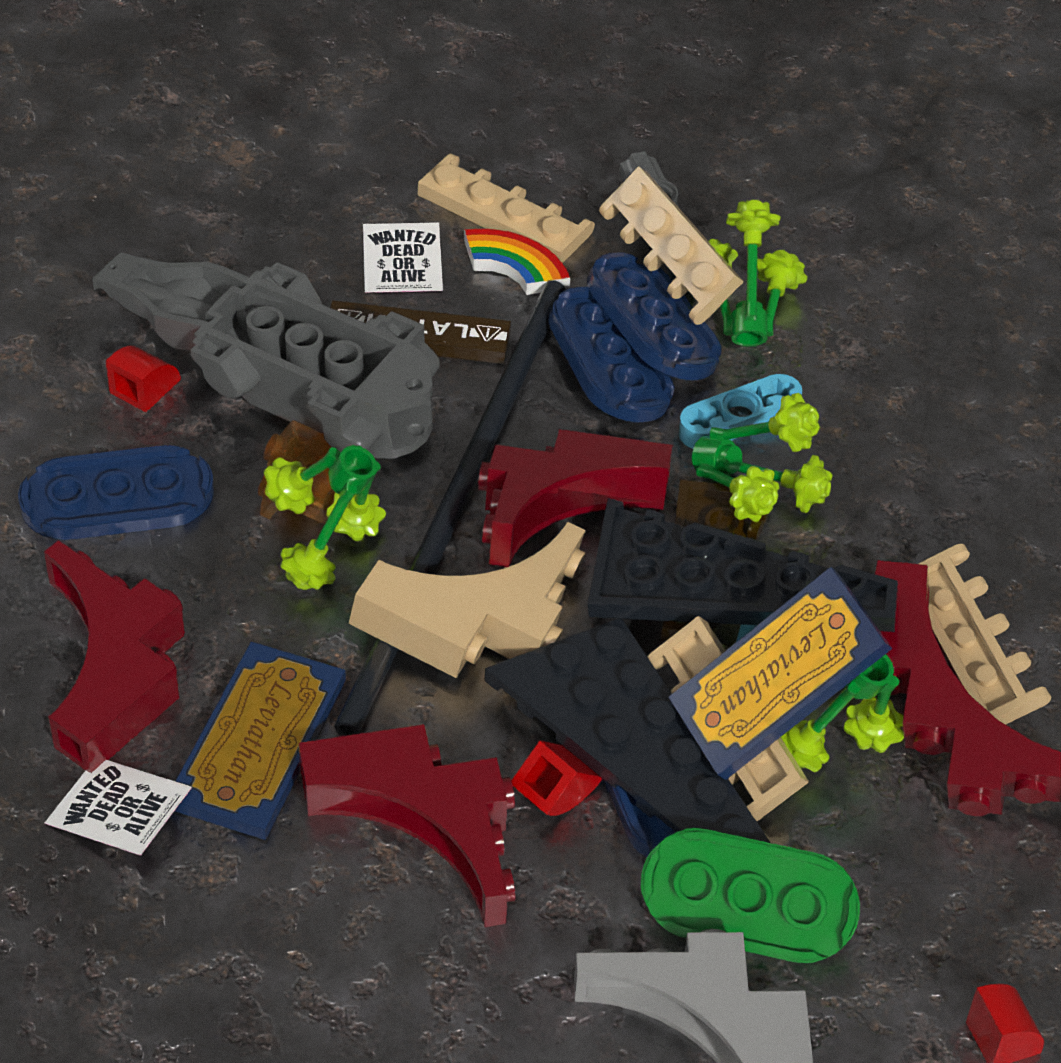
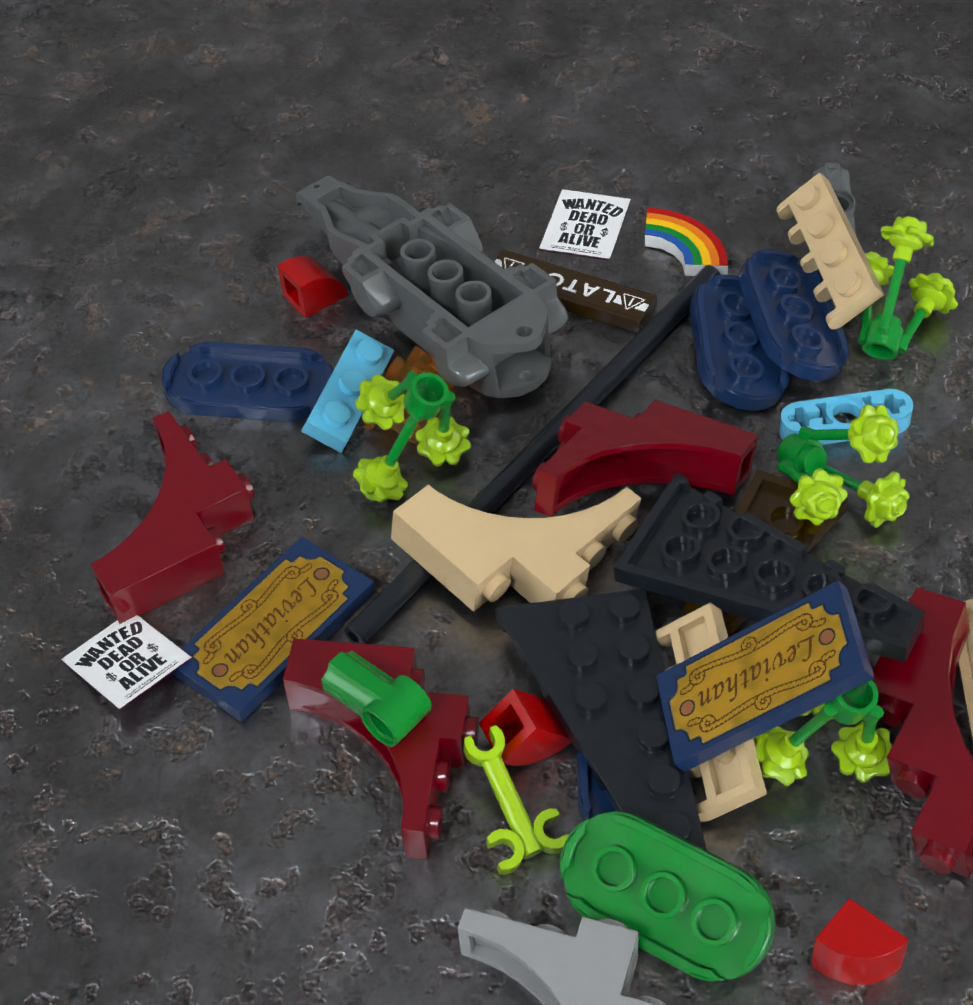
camera: 25 degrees right, 0 degrees up
(232, 481) = (335, 410): none -> medium azure plate
(428, 784) = (385, 704): none -> green piece
(499, 209) = (685, 193): tan hinge -> none
(593, 877) = (523, 838): none -> lime bar
(934, 897) = (858, 947): none -> red brick

